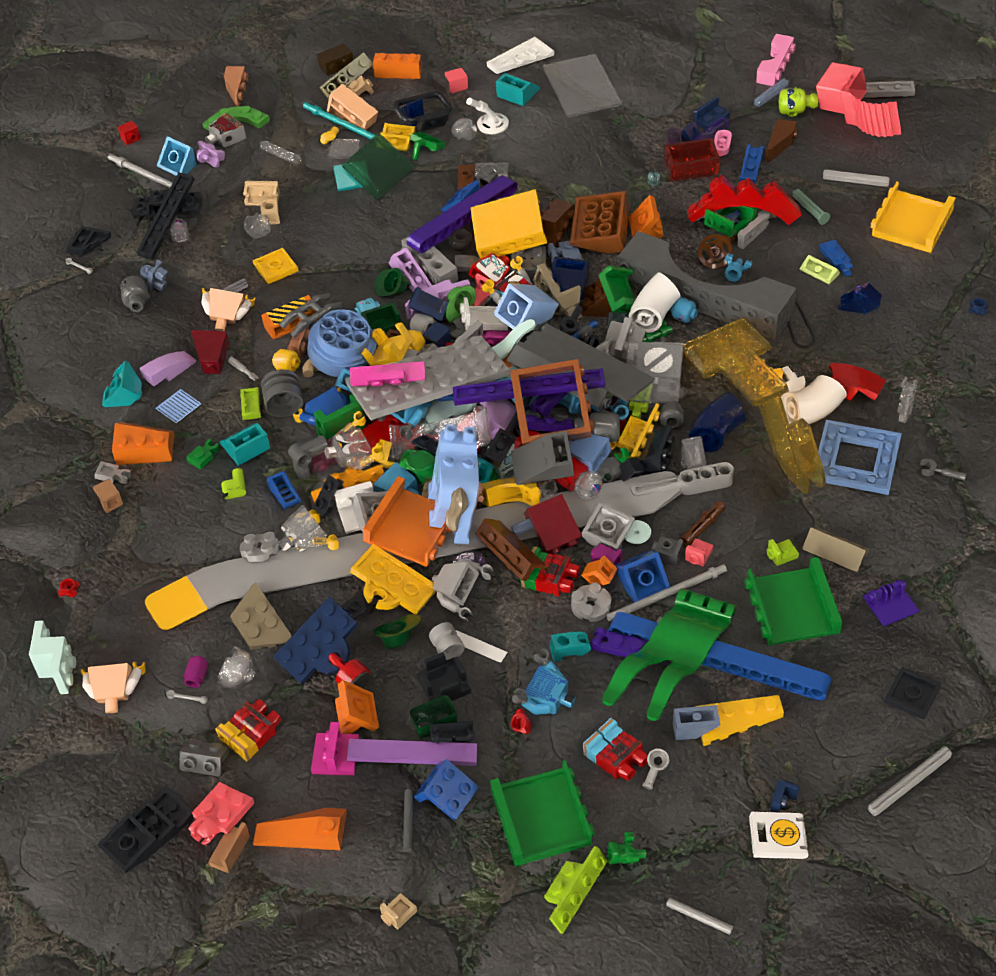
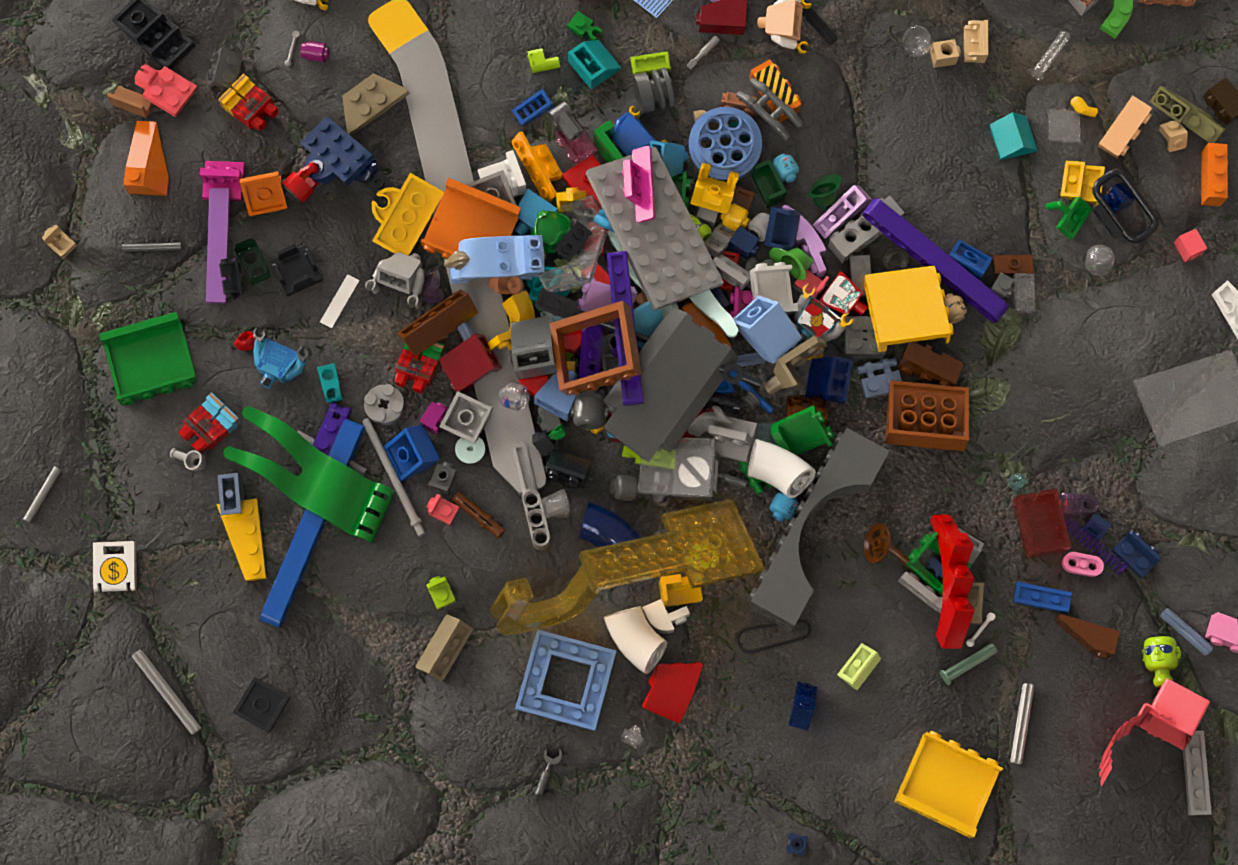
camera: 80 degrees right, 25 degrees up
(236, 669) = (311, 86): clear cylinder -> none
(259, 547) = (462, 82): light grey plate -> none
(275, 265) = (861, 69): yellow tile -> none
(286, 360) = (709, 92): yellow head -> none
(304, 532) = (468, 128): clear torso -> none
(316, 110) = (1129, 90): teal bar -> none
(325, 502) = (514, 145): black hinge -> none
(351, 446) = (569, 162): clear torso -> none
(378, 166) = (1019, 163): clear green piece -> none
(398, 631) = (350, 222): dark green piece -> none
(446, 640) = (336, 269): light grey wheel -> none
(447, 789) = (177, 276): blue bracket -> none
(490, 118) = (1117, 289): white dish -> none
(515, 89) = (1176, 317): teal slope -> none
(573, 886) = (73, 385): lime bracket -> none
(600, 571) = (412, 409): orange brick -> none
(624, 852) = (103, 431): green piece -> none
(636, 431) = (599, 449): yellow bracket -> none
(646, 219) = (932, 469): orange bracket -> none
(735, 269) = (857, 568): dark azure piece -> none
(783, 790) = (150, 569): dark blue bracket -> none
(794, 604) = (375, 597): green panel -> none
(836, 256) = (881, 687): blue plate -> none
(891, 602) = (372, 696): dark purple hinge -> none

